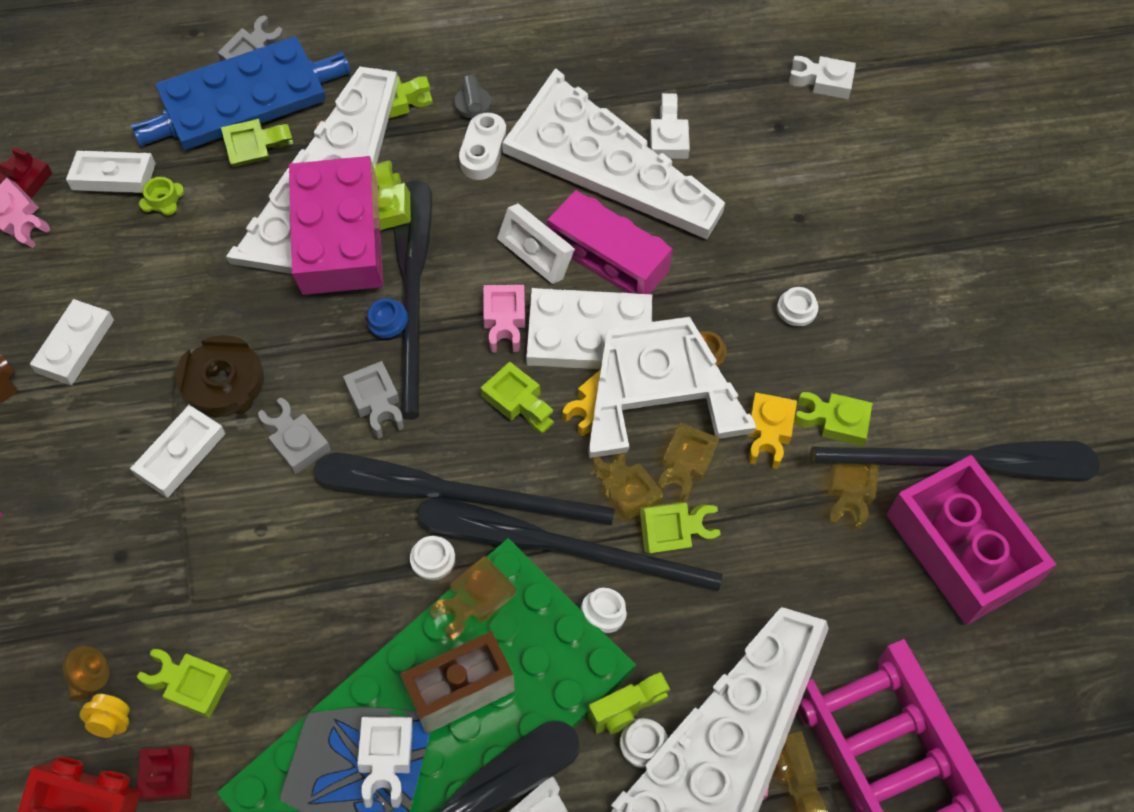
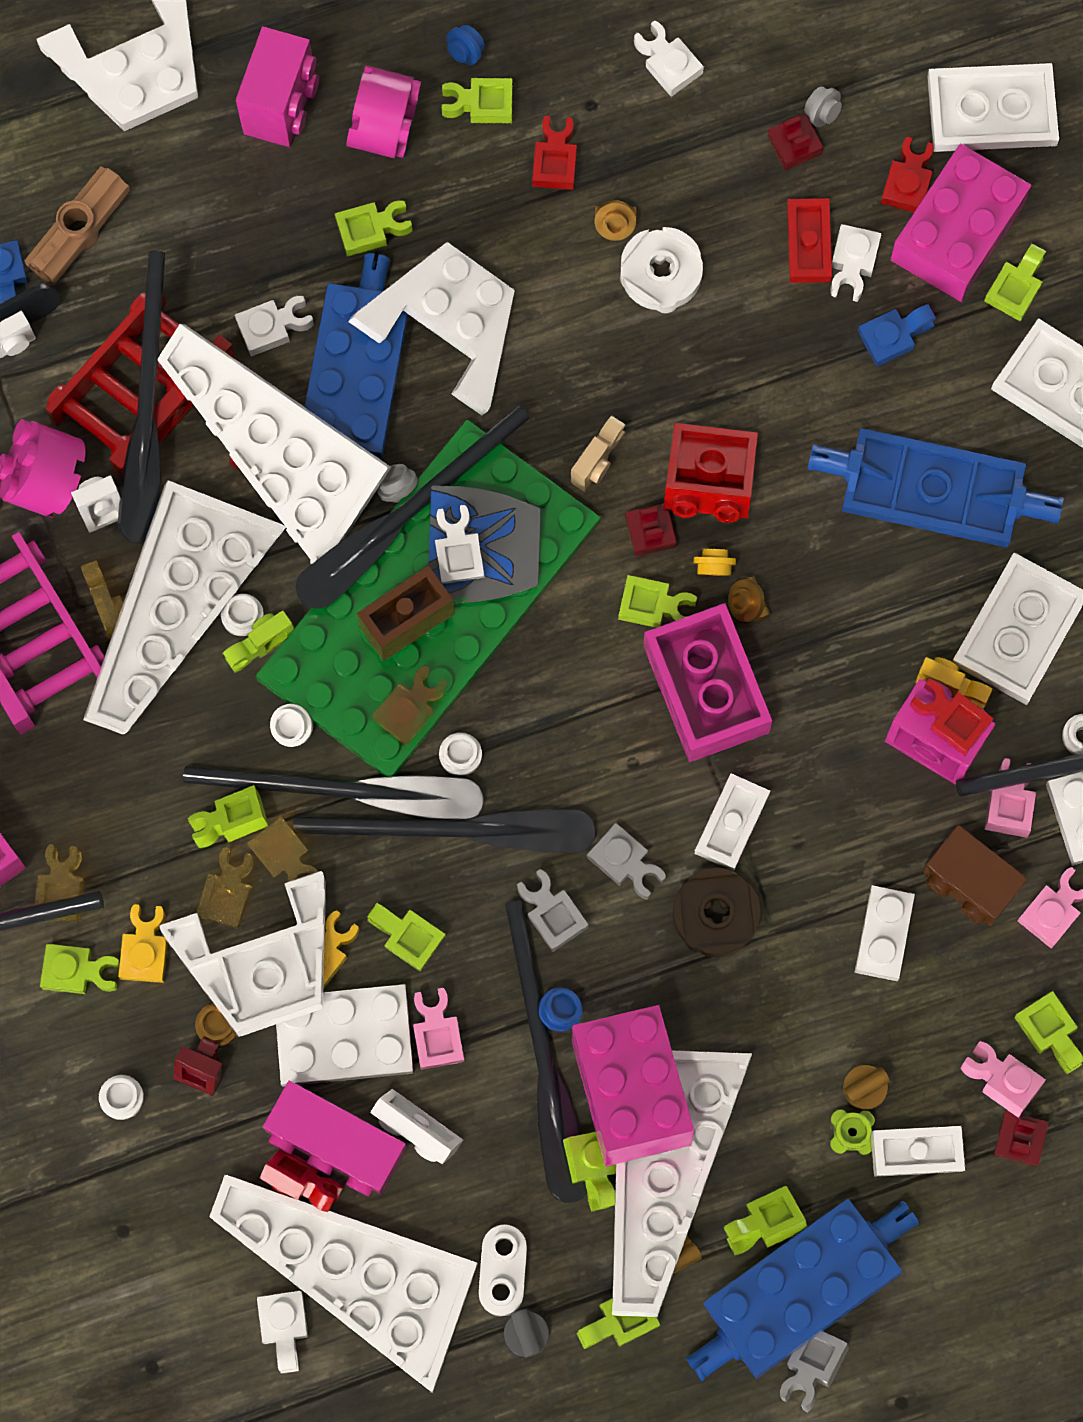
camera: 175 degrees right, 15 degrees up
(136, 225) = (866, 1086): none -> pearl gold plate
(154, 578) = (707, 682): none -> dark pink brick
(647, 215) = (295, 1178): none -> red plate
(725, 313) = (199, 1067): none -> dark red tile

